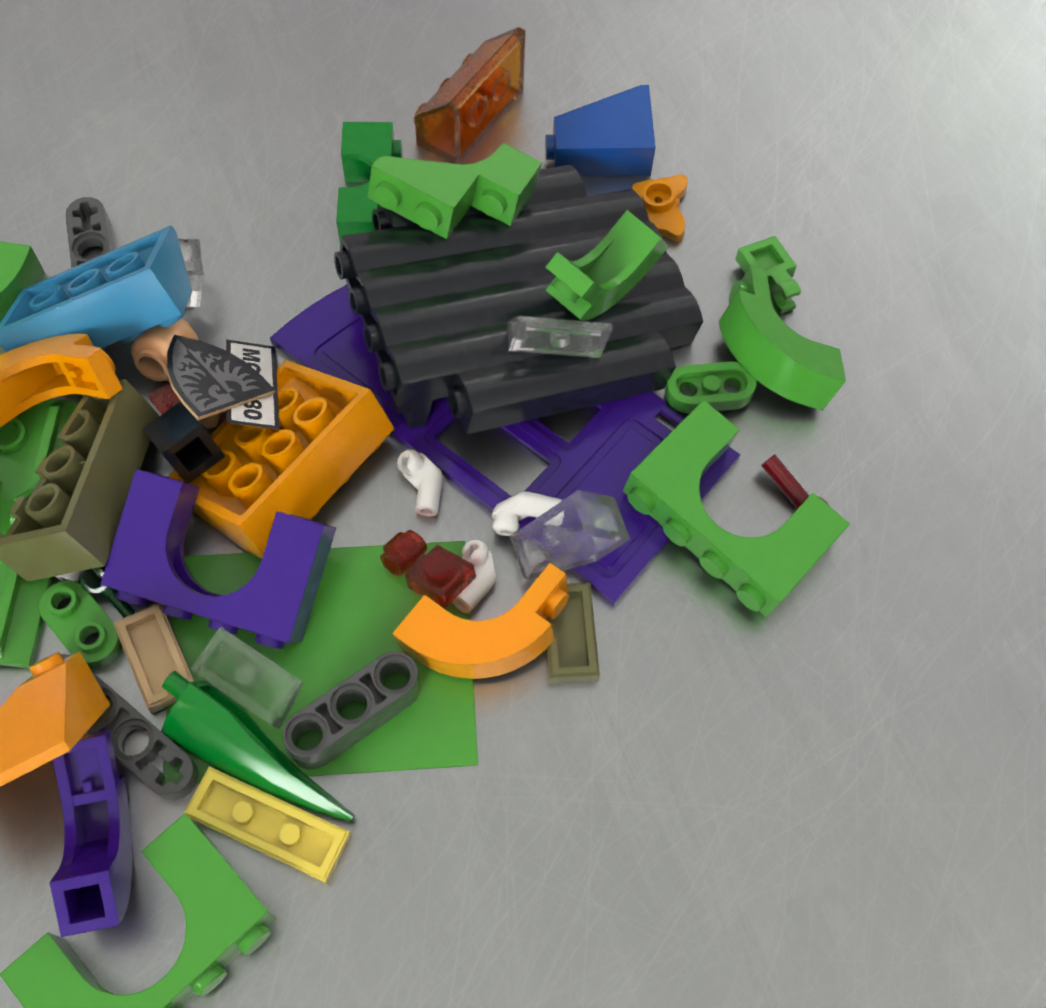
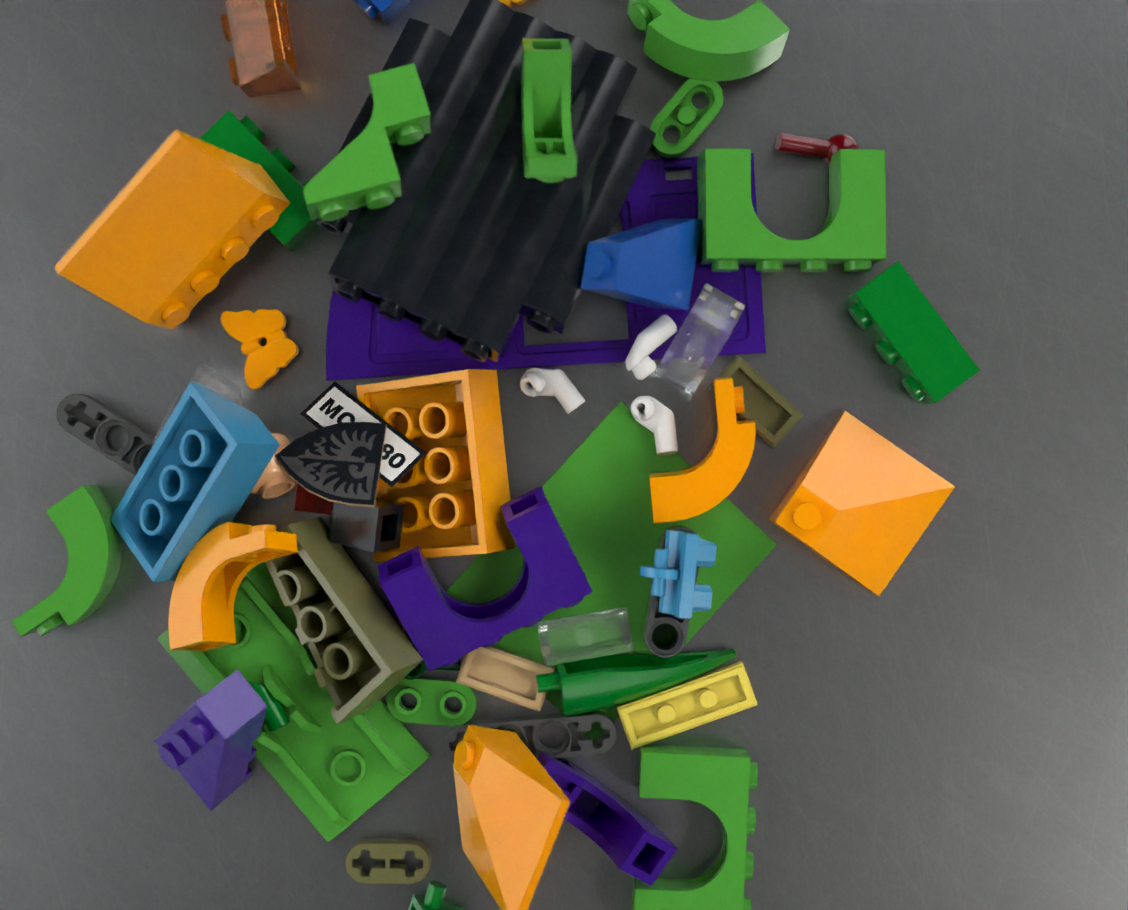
camera: 40 degrees left, 25 degrees up
(256, 276) = (250, 329): none -> light orange animal
(271, 134) = (174, 230): none -> light orange slope
(391, 670) = (676, 572): none -> dark azure hips
(437, 575) = (634, 449): clear red plate -> none
(558, 336) = (562, 203): clear slope -> none
(576, 436) = (645, 264): none -> blue slope
(580, 794) = (861, 503): none -> light orange slope
(749, 690) = (911, 335): none -> green brick

